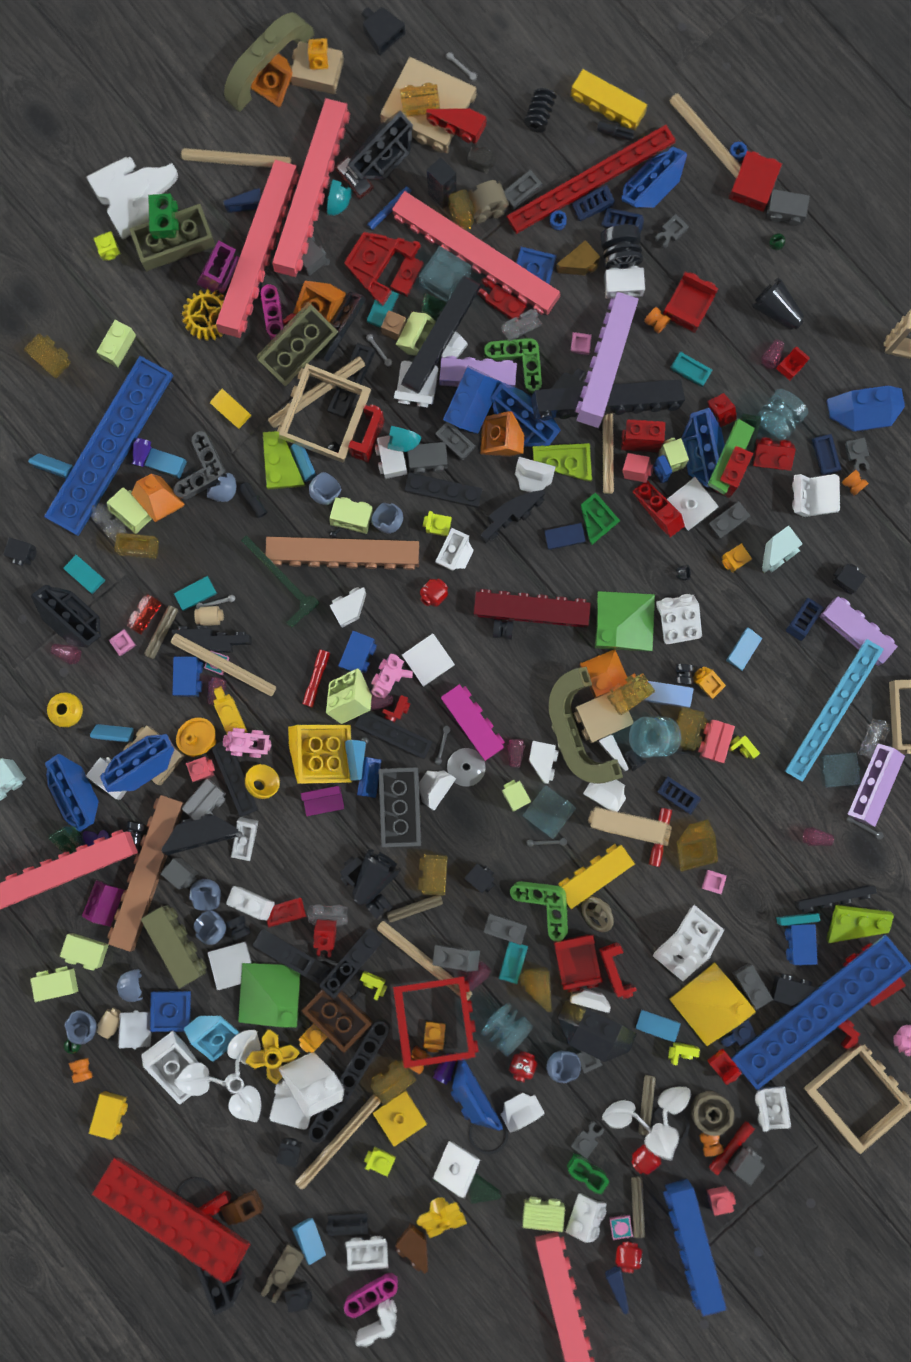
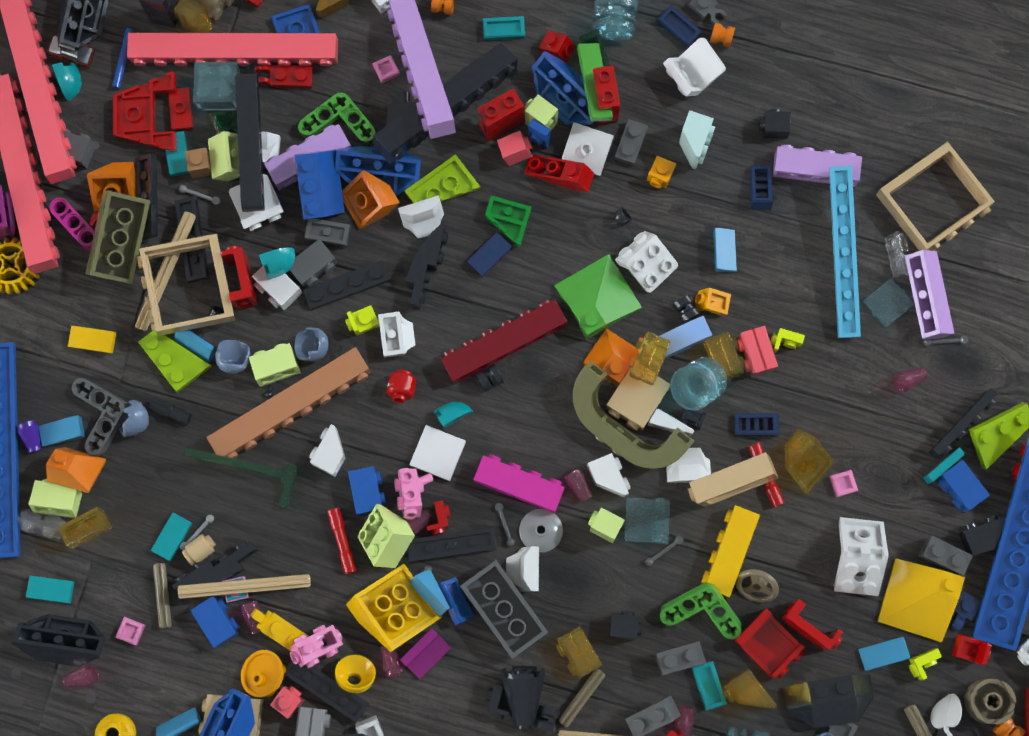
camera: 35 degrees left, 5 degrees down
(148, 608) = (134, 580): clear red hinge -> none
(293, 791) = (391, 663): none -> clear pink cone
(458, 637) = (452, 412): none -> teal brick
(516, 328) = (315, 93): clear hinge -> none
(590, 999) = (804, 671): white slope -> none
(608, 465) = (479, 154): tan axle -> none
(774, 454) = (631, 56): red bracket -> none

